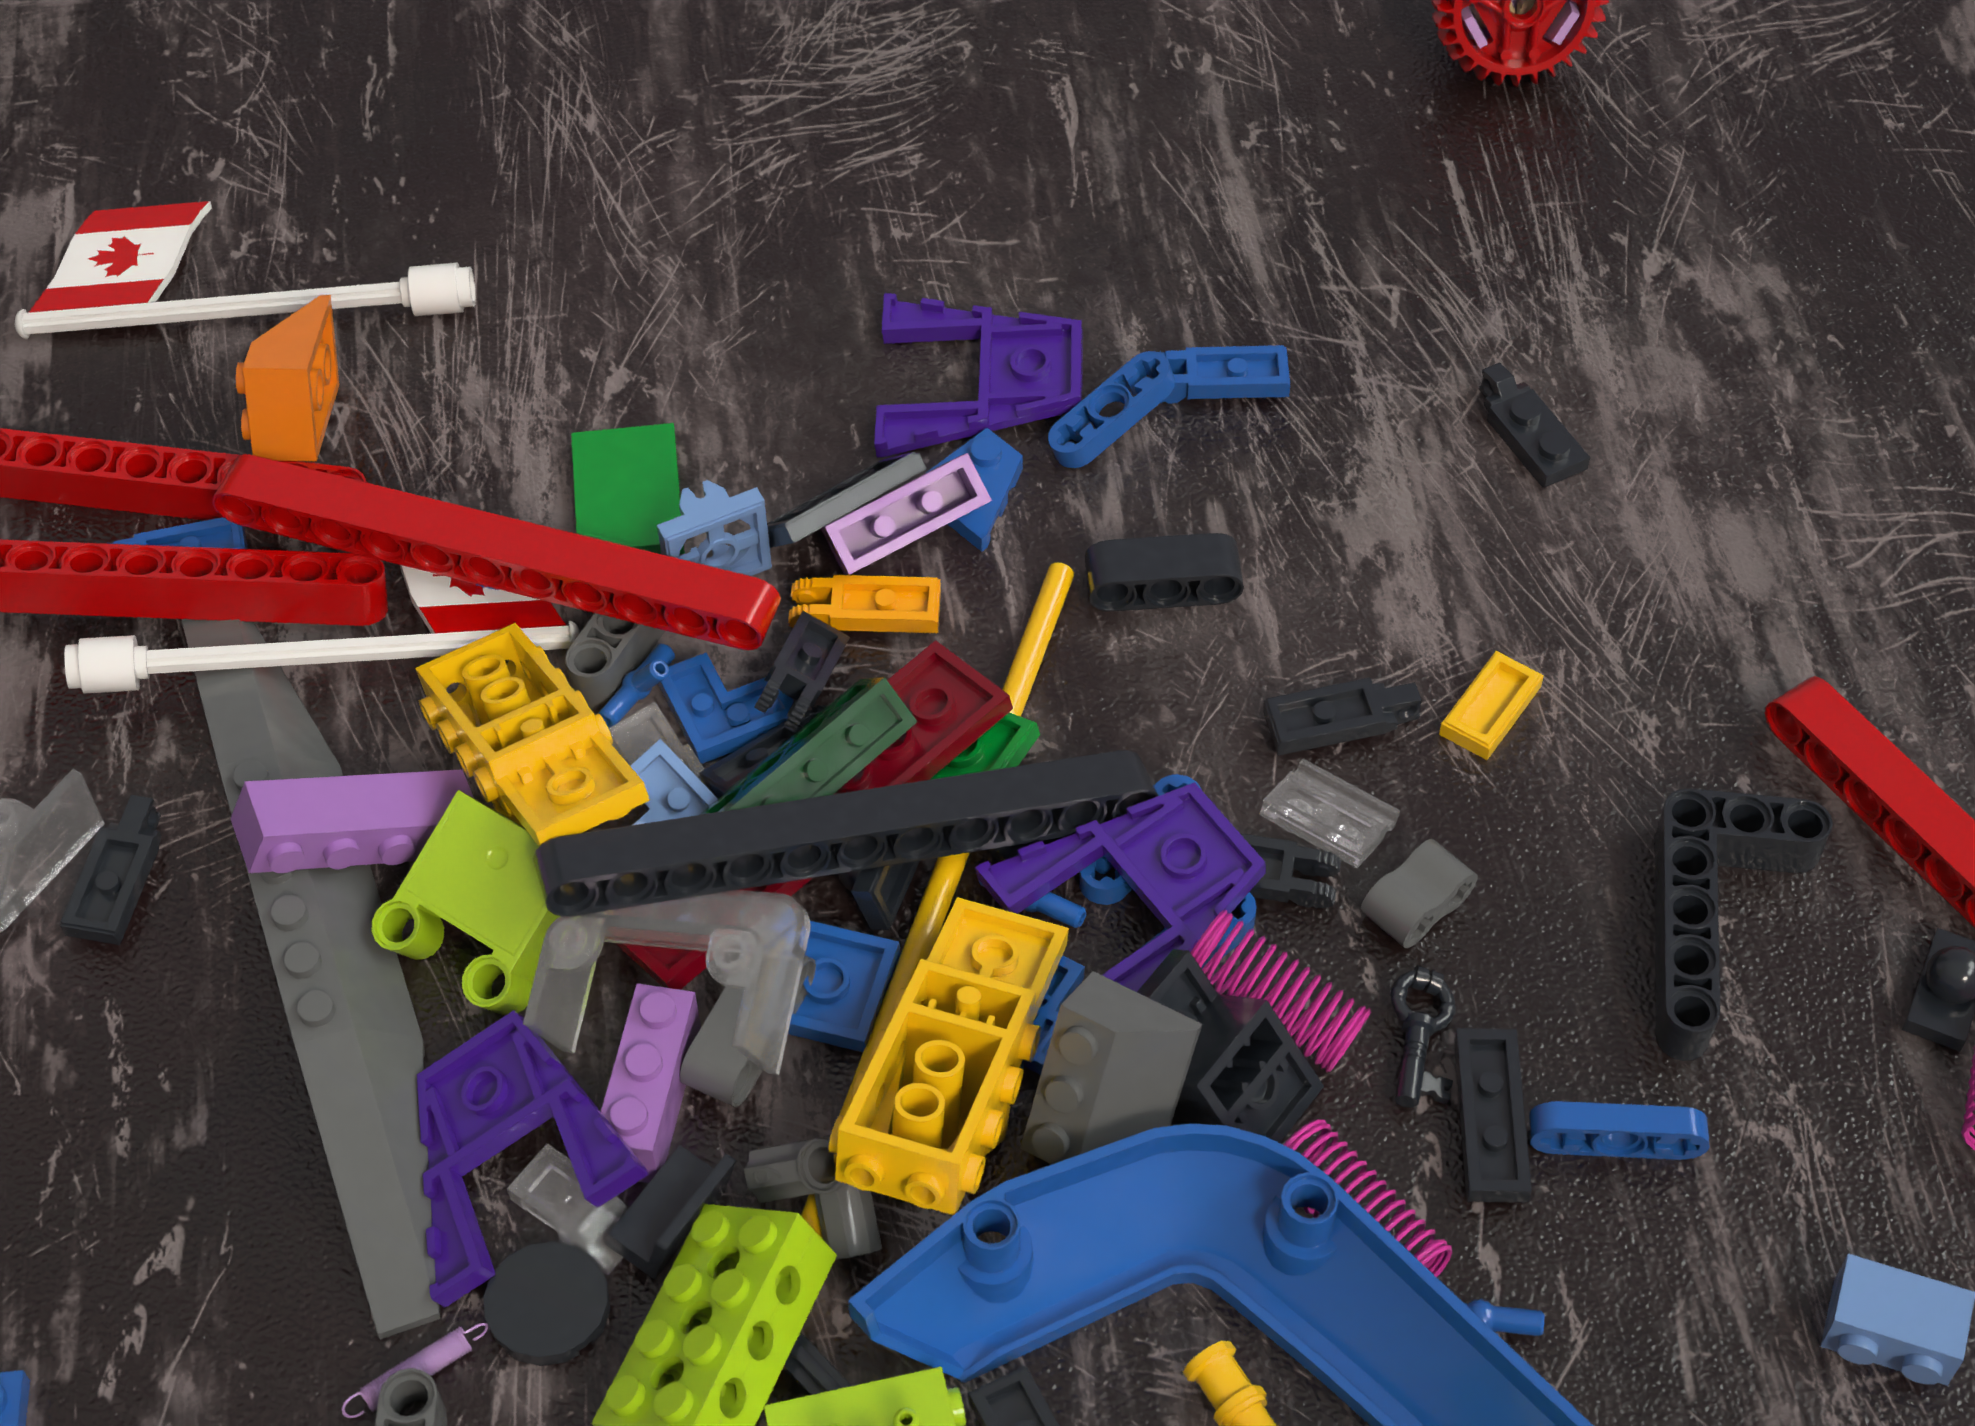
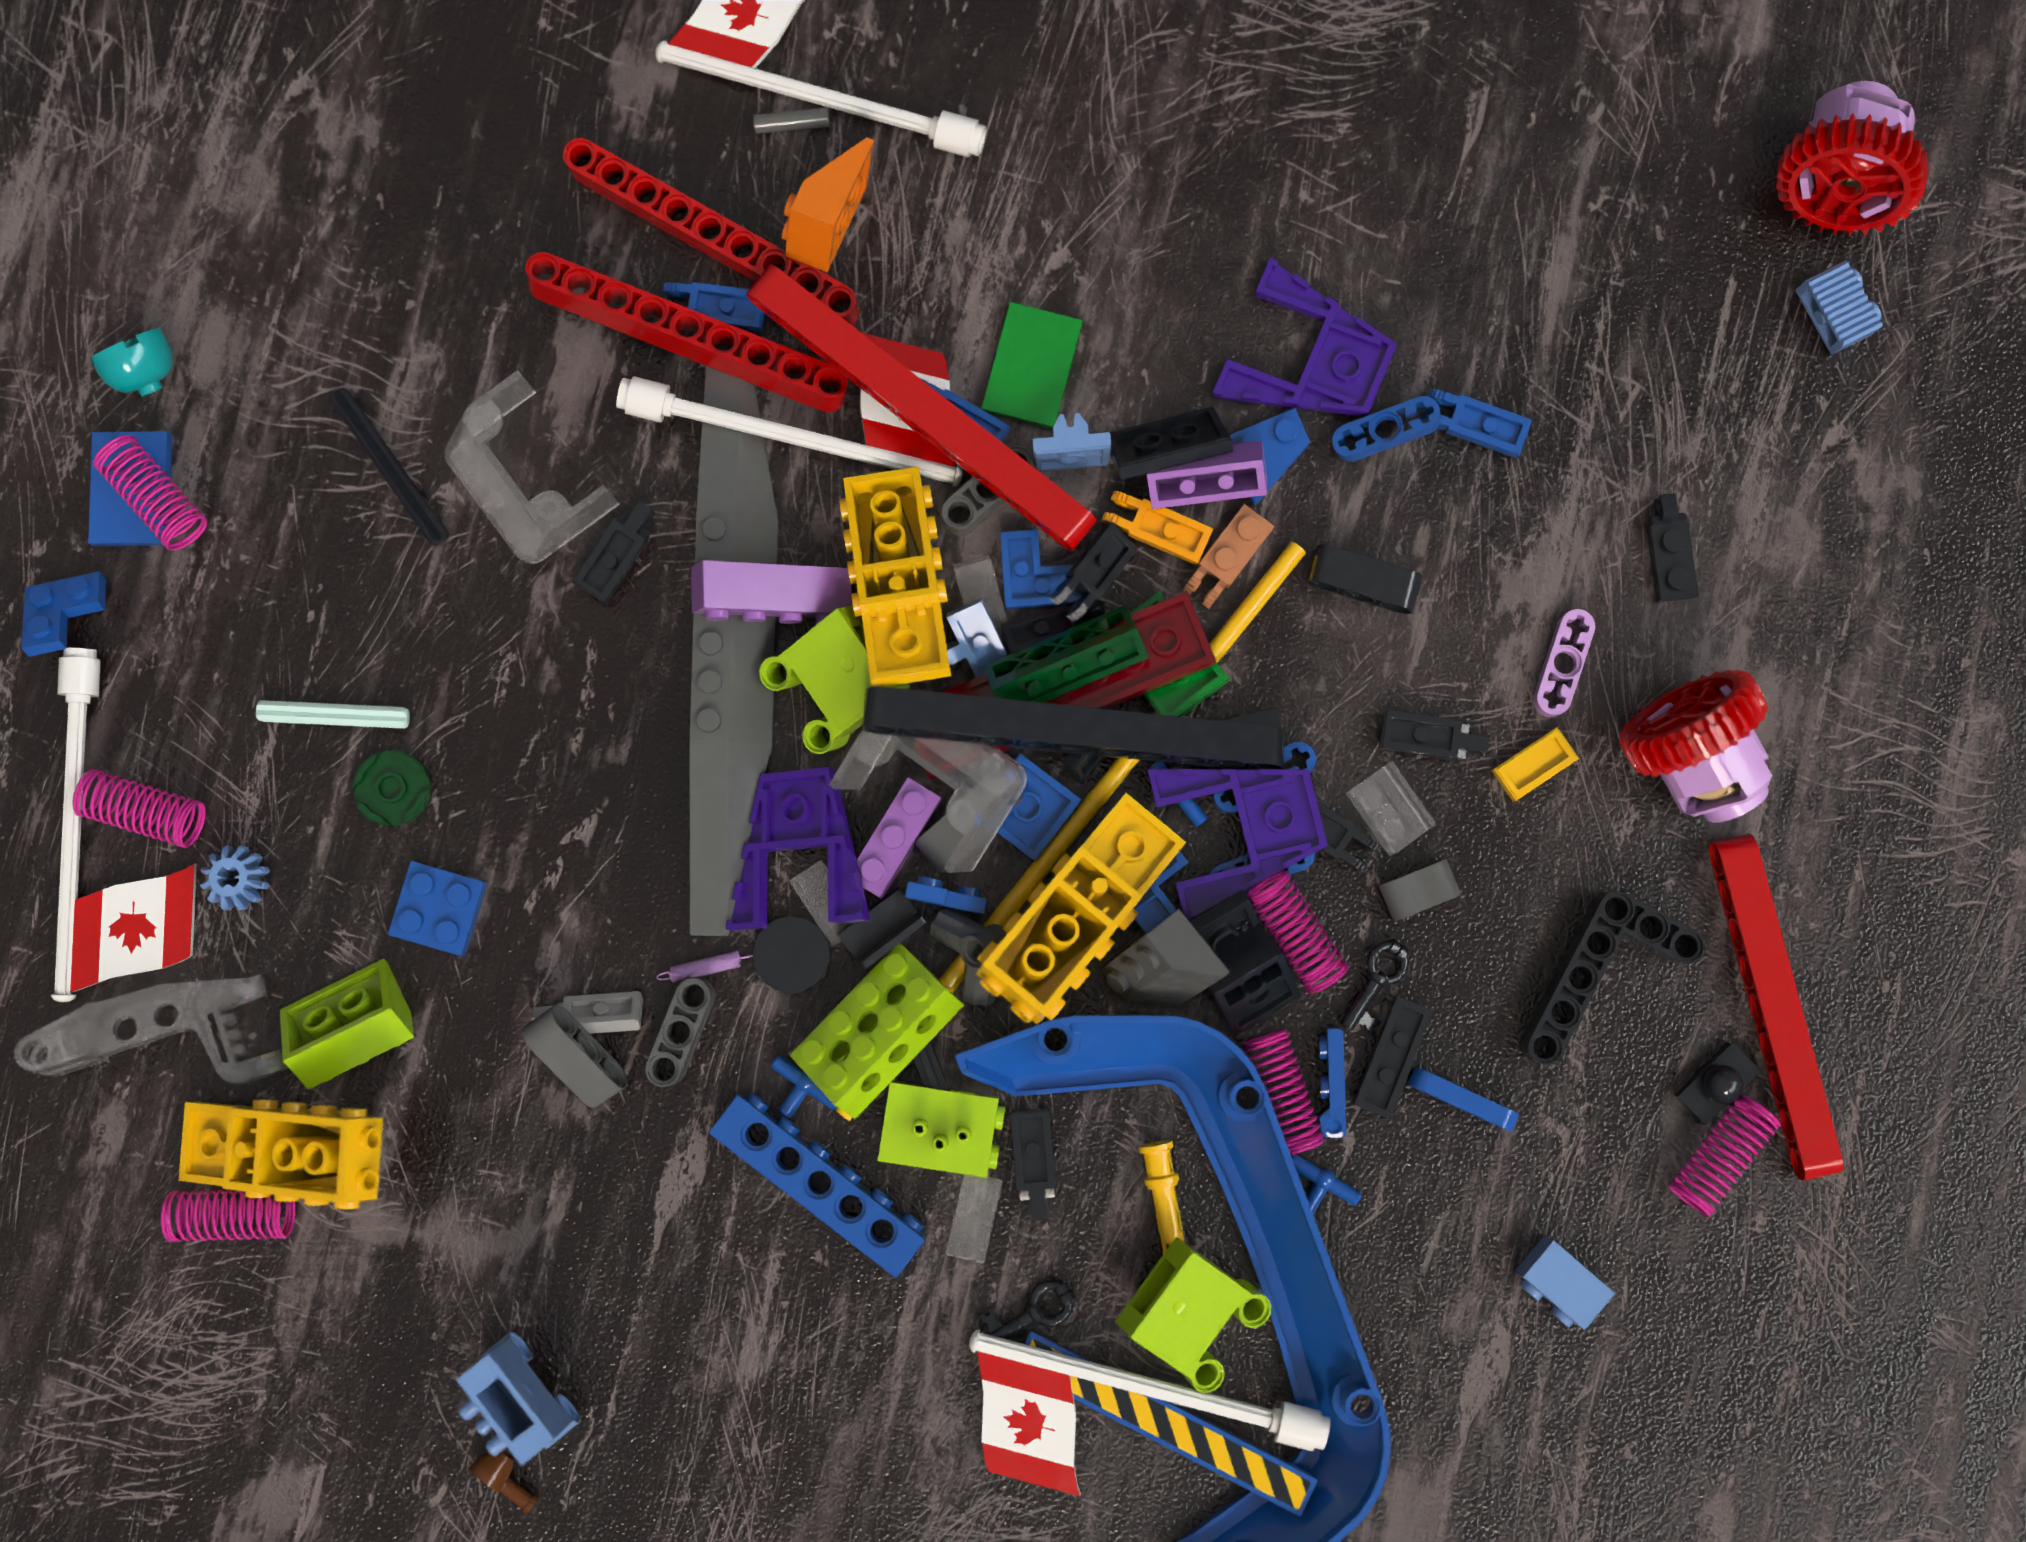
camera: 25 degrees right, 30 degrees up
(215, 343) = (791, 120): none -> dark grey piece
(638, 684) = (987, 533): blue piece -> none
(726, 1123) = (931, 892): none -> blue plate
(978, 601) = (1231, 552): none -> nougat hinge
(1426, 1174) = (1333, 1085): none -> blue hinge
(1458, 601) = (1563, 633): none -> lavender beam
(1583, 138) = (1840, 307): none -> medium blue brick
(1695, 585) = (1704, 745): none -> red piece

